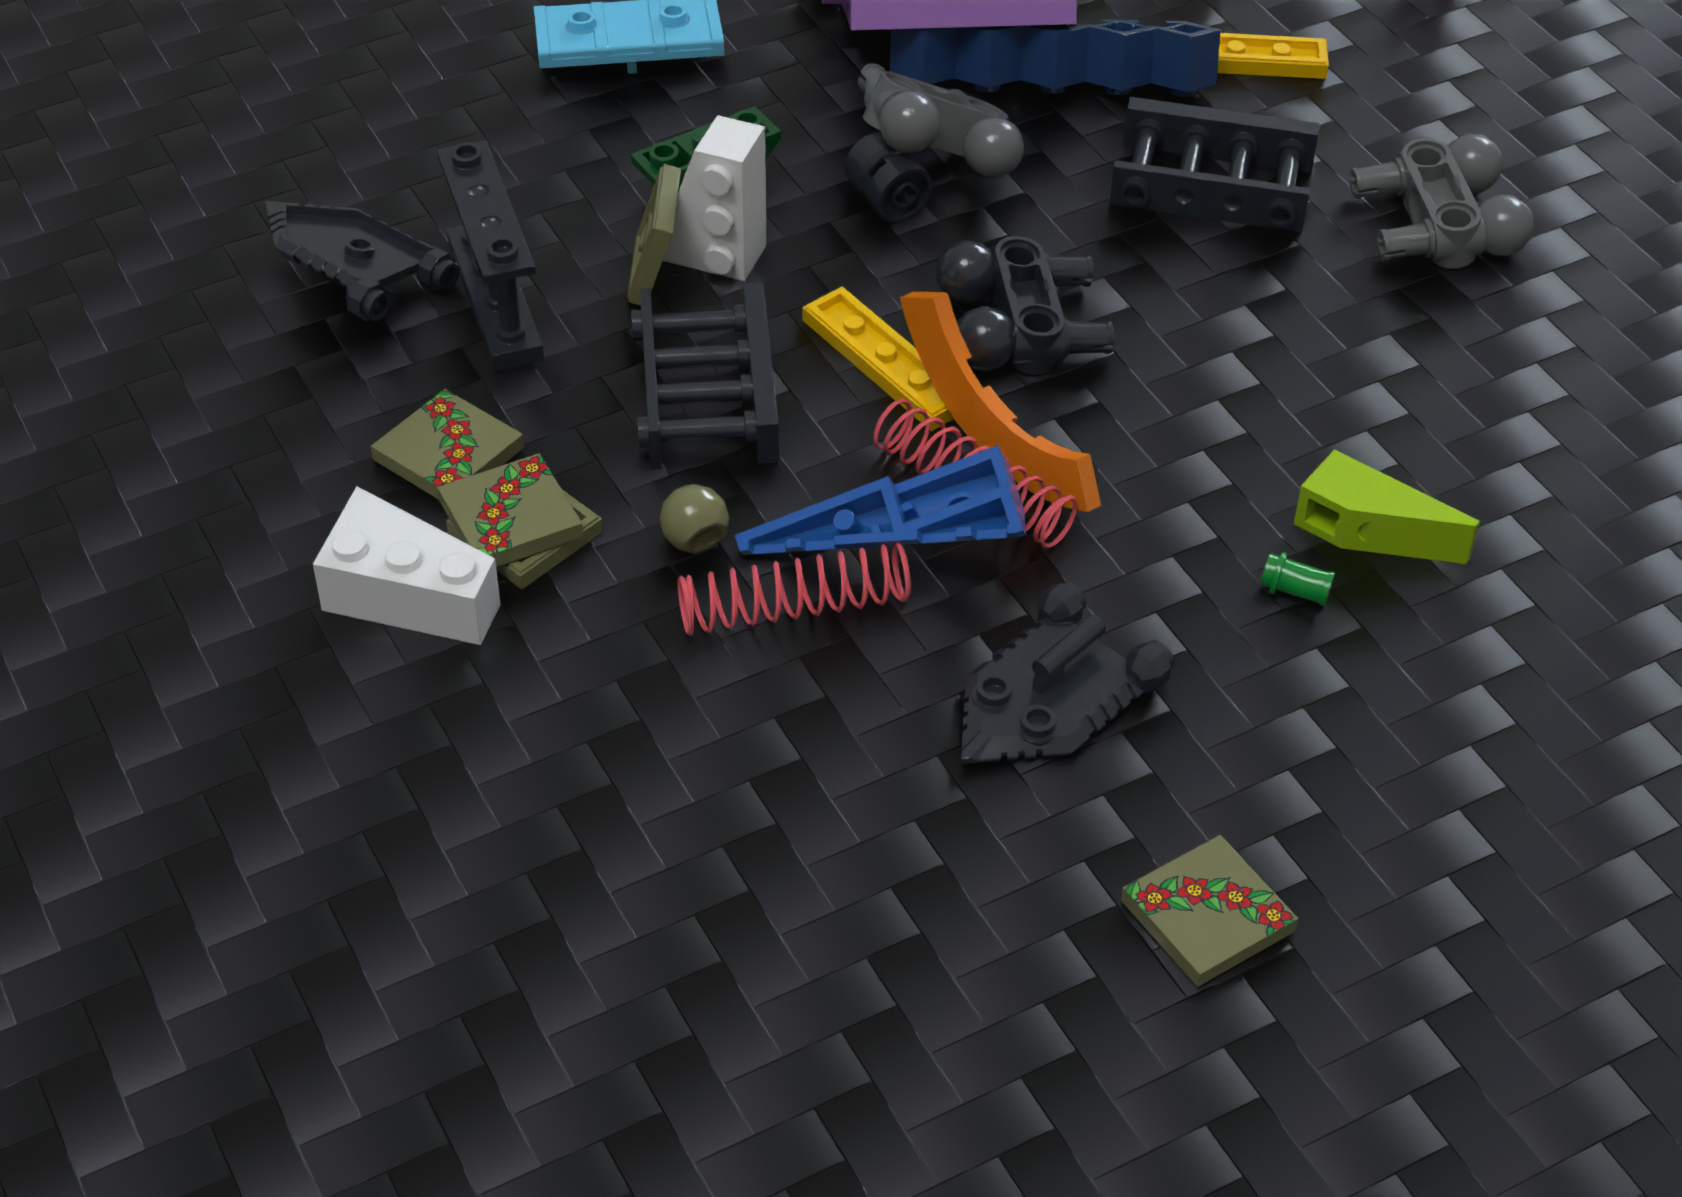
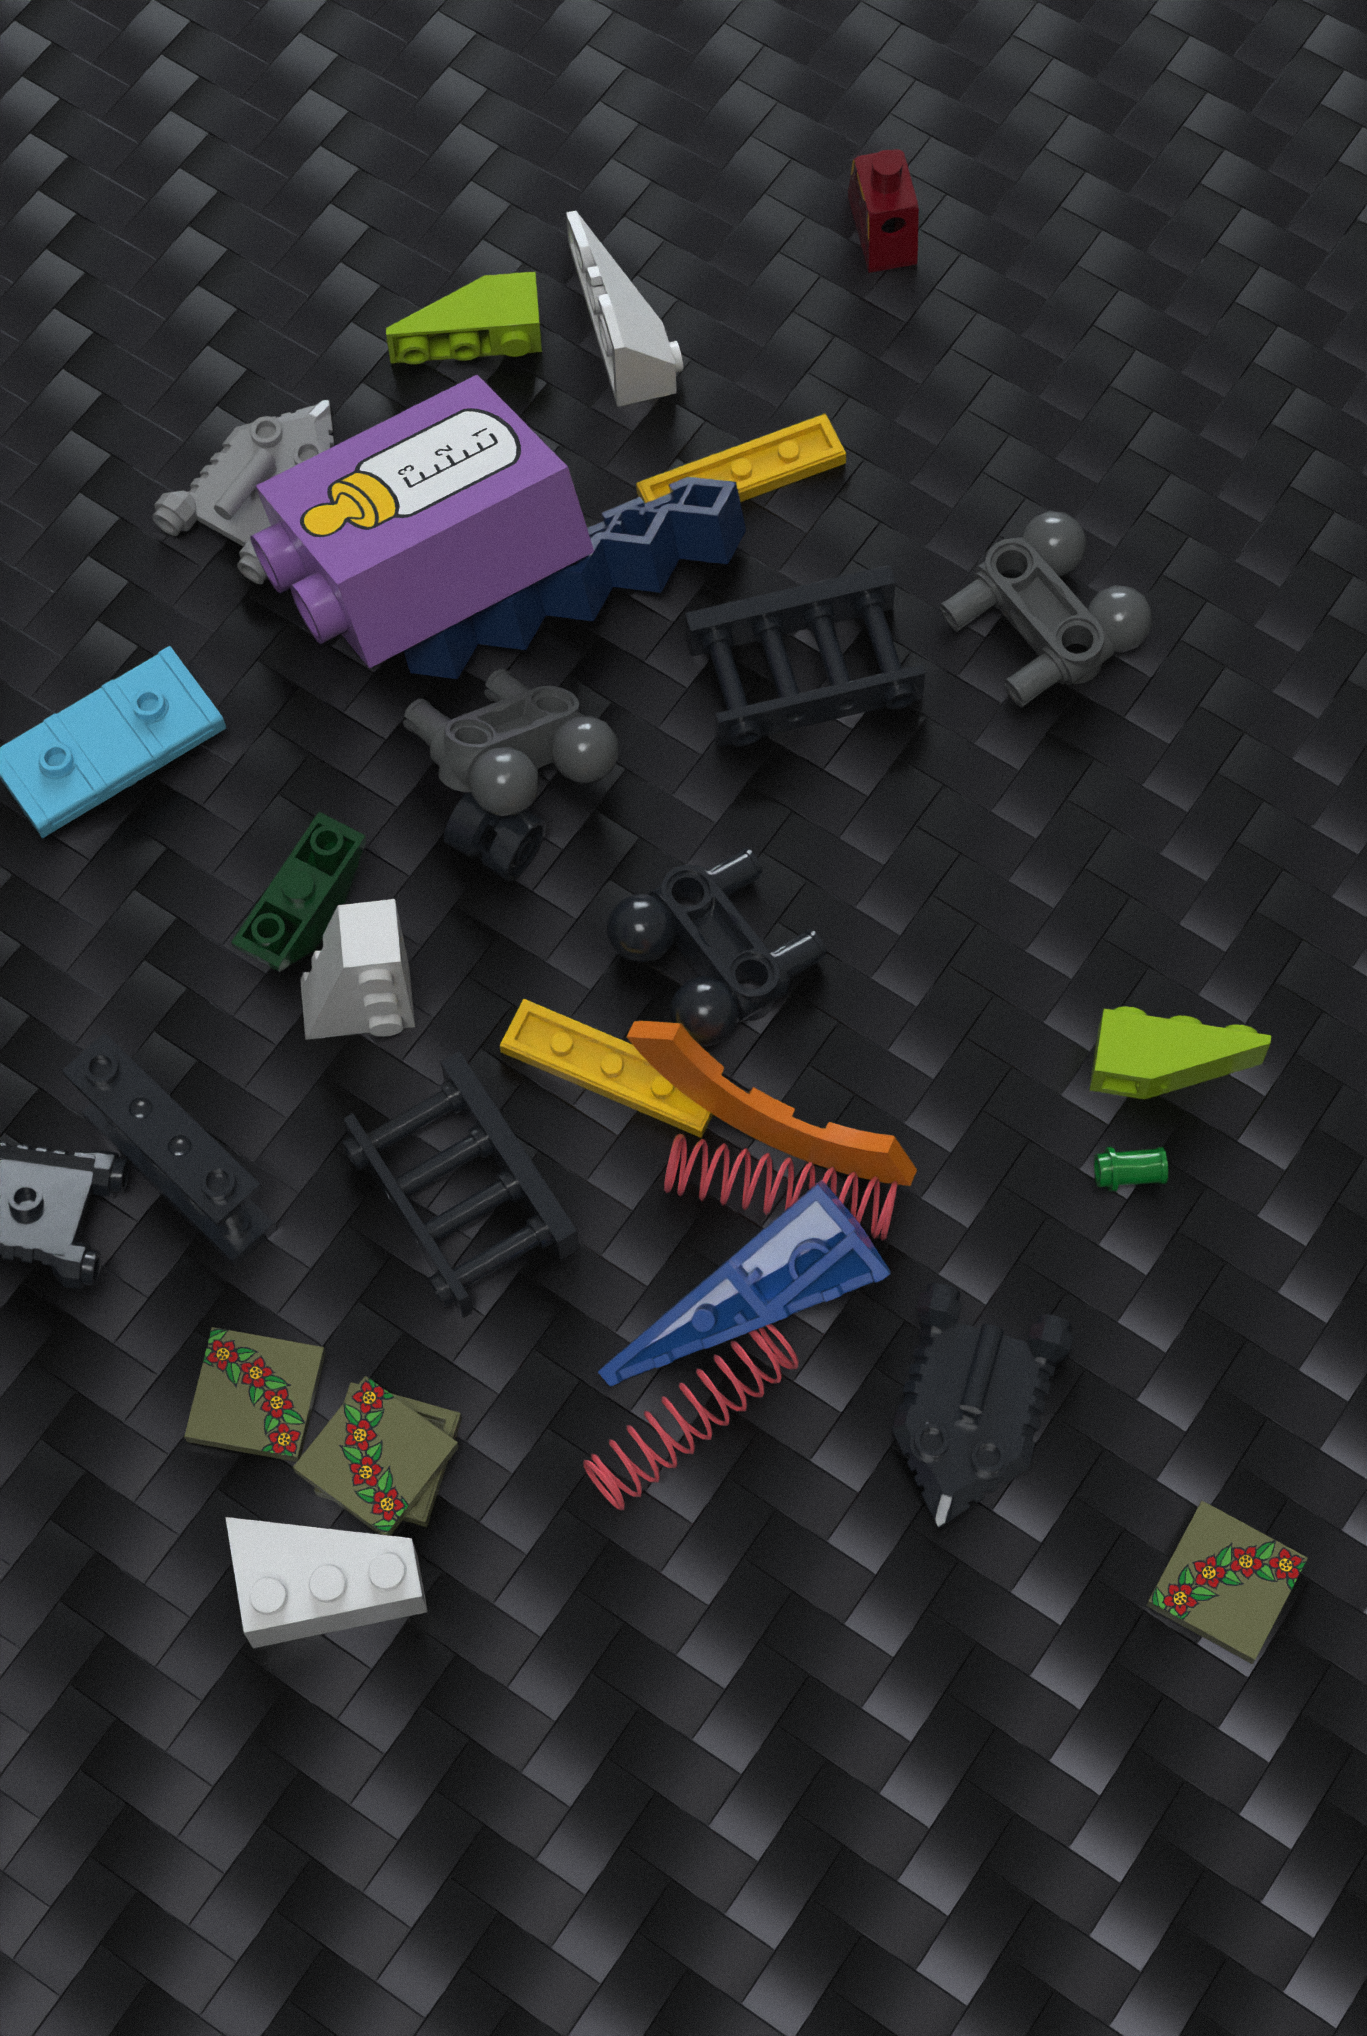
camera: 25 degrees left, 20 degrees up
(654, 232) = (315, 1038): olive tile -> none
(694, 518) = (549, 1372): olive piece -> none

